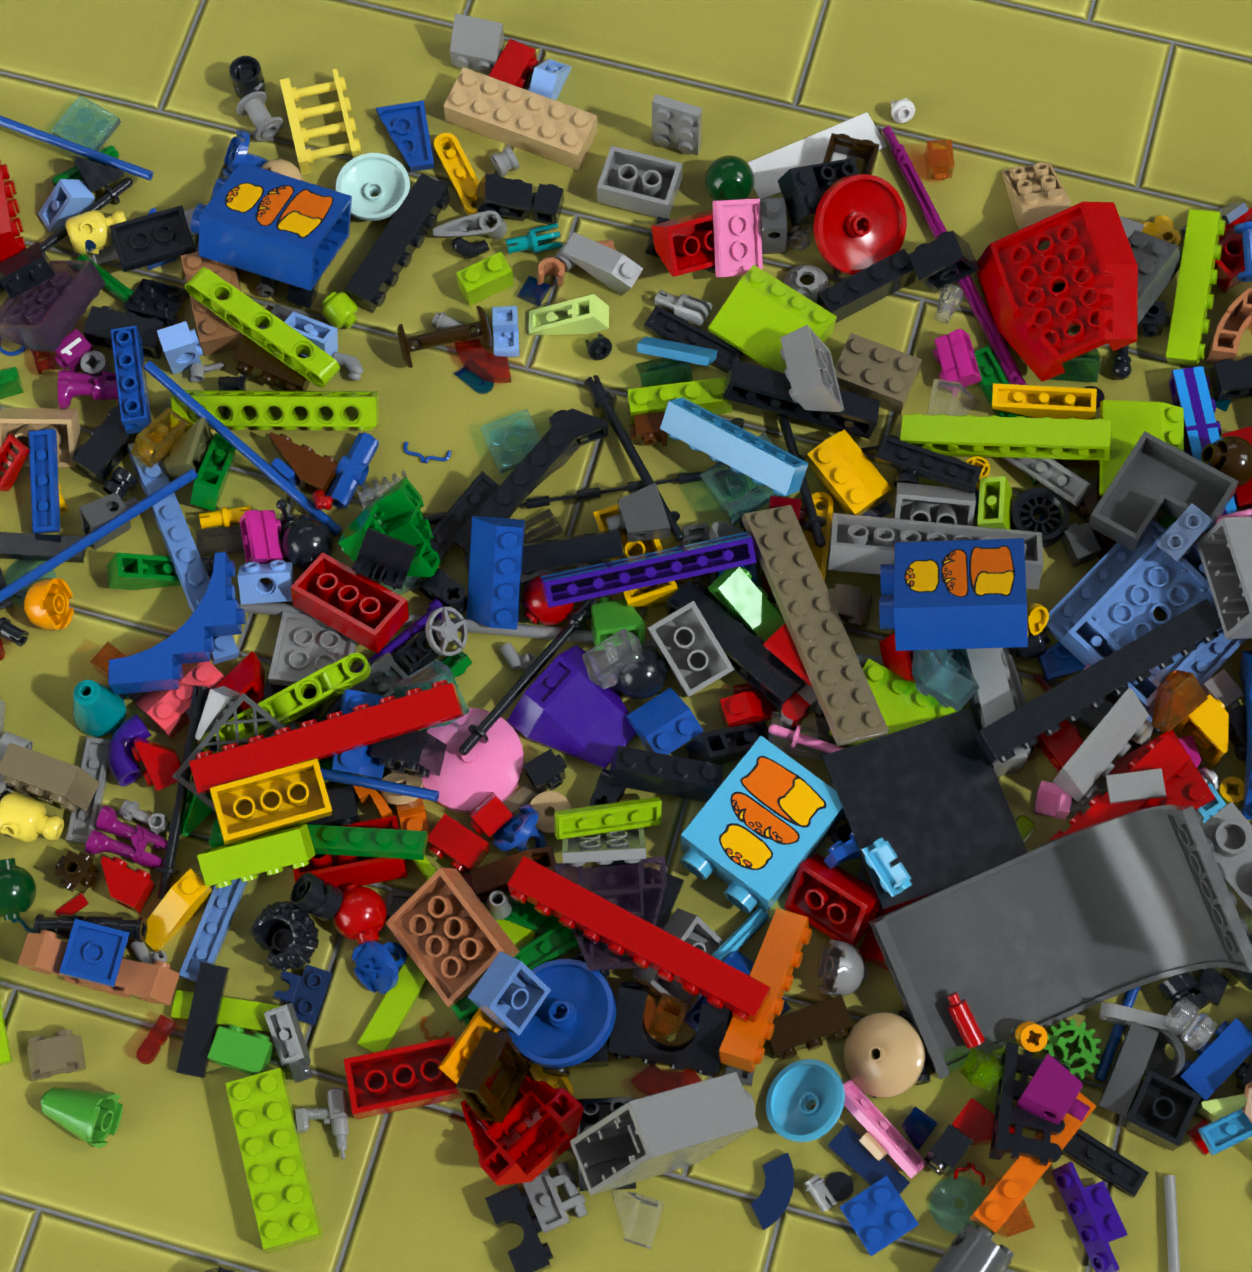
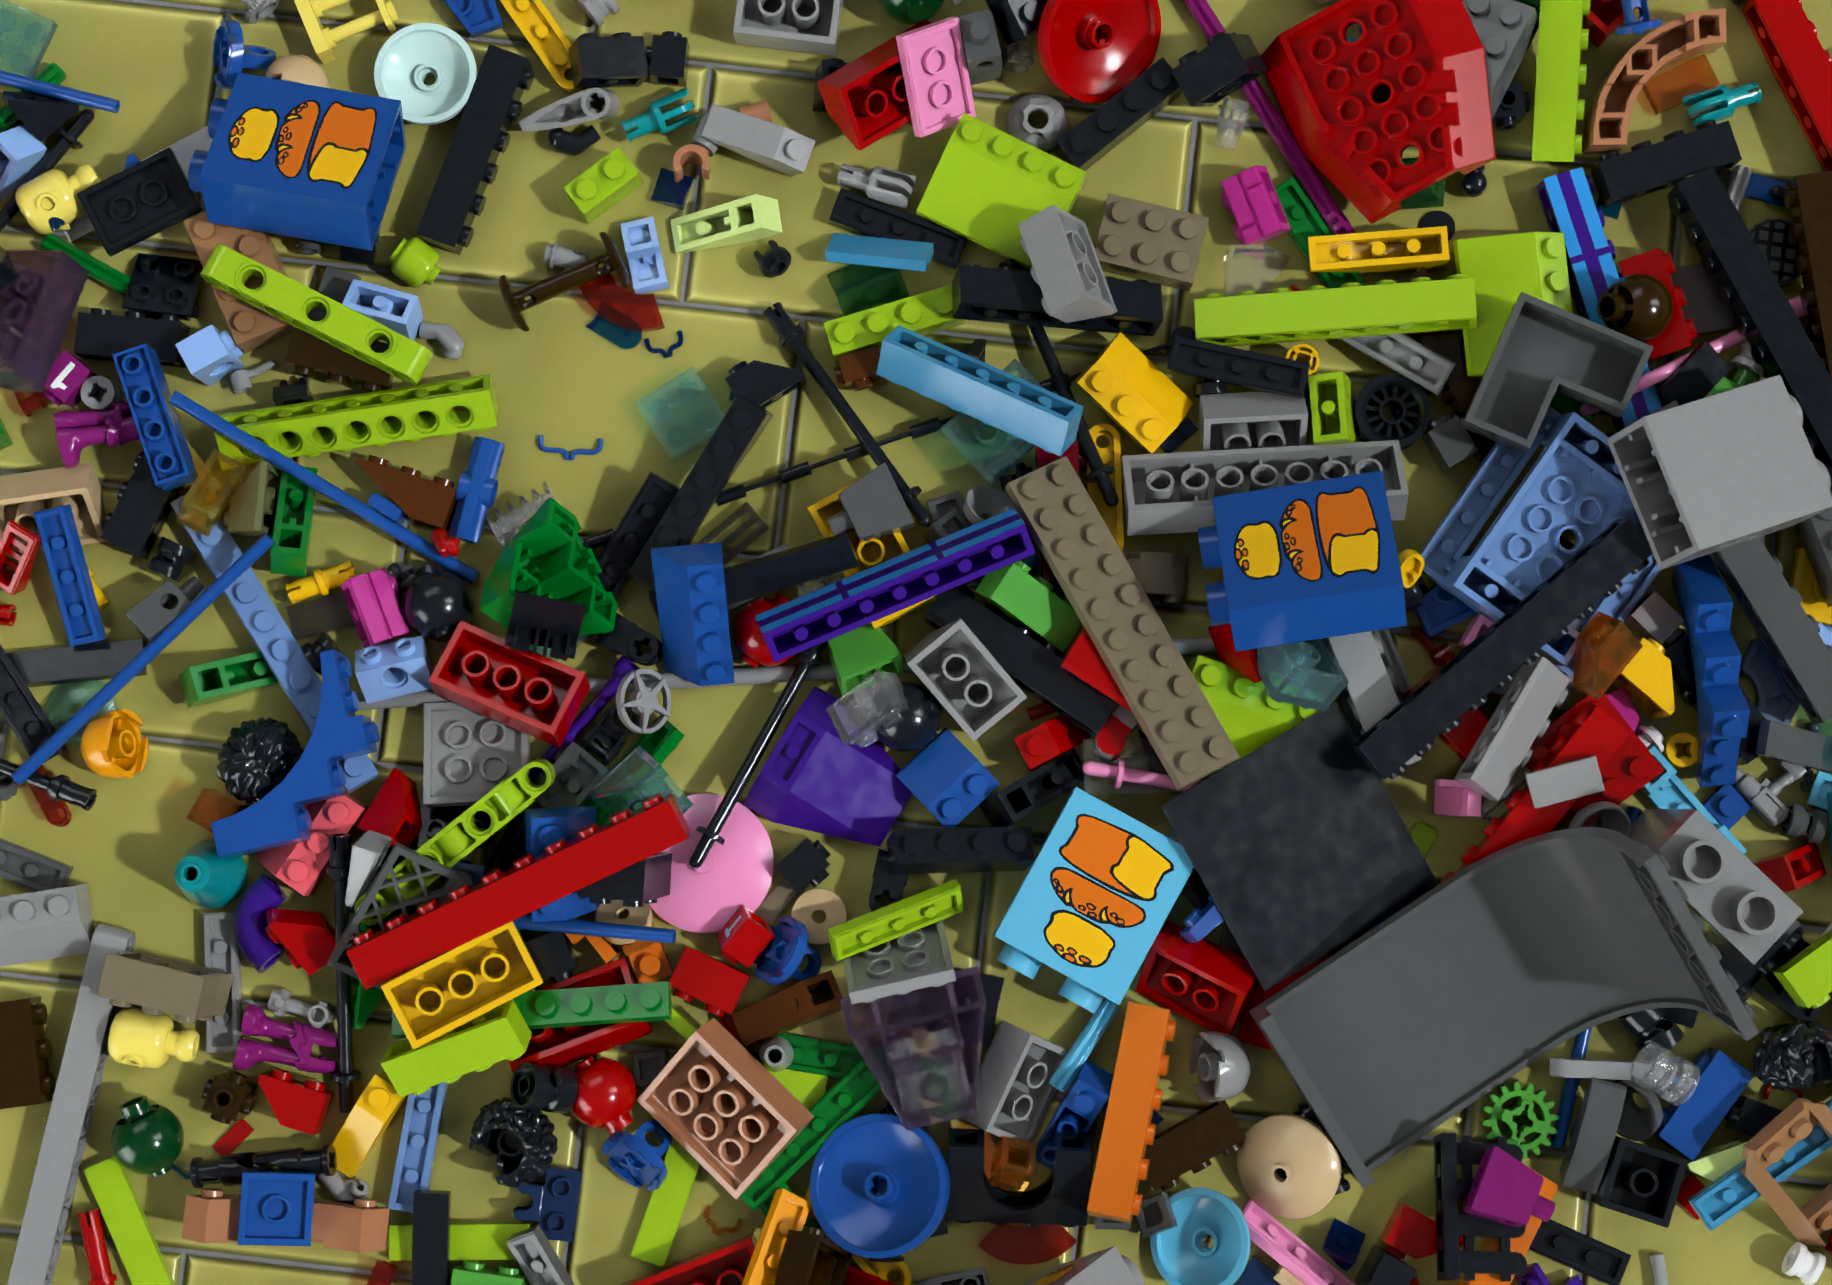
camera: 10 degrees left, 15 degrees up
(149, 625) = (257, 757): none -> black hair
(509, 993) = (812, 1180): medium blue brick -> none
(511, 401) = (662, 351): none -> clear blue piece
(516, 661) = (742, 719): light grey arm -> none
(638, 939) = (963, 1087): red brick -> none
(772, 1077) = (1155, 1215): none -> dark grey tile
(892, 879) = (1252, 931): medium azure hinge -> none
(964, 1021) = (1384, 1111): red cylinder -> none
(986, 1072) = (1420, 1173): clear neon green brick -> none
(1027, 1031) = (1460, 1112): light orange wheel -> none
(1184, 533) = (1591, 434): sand blue brick -> none

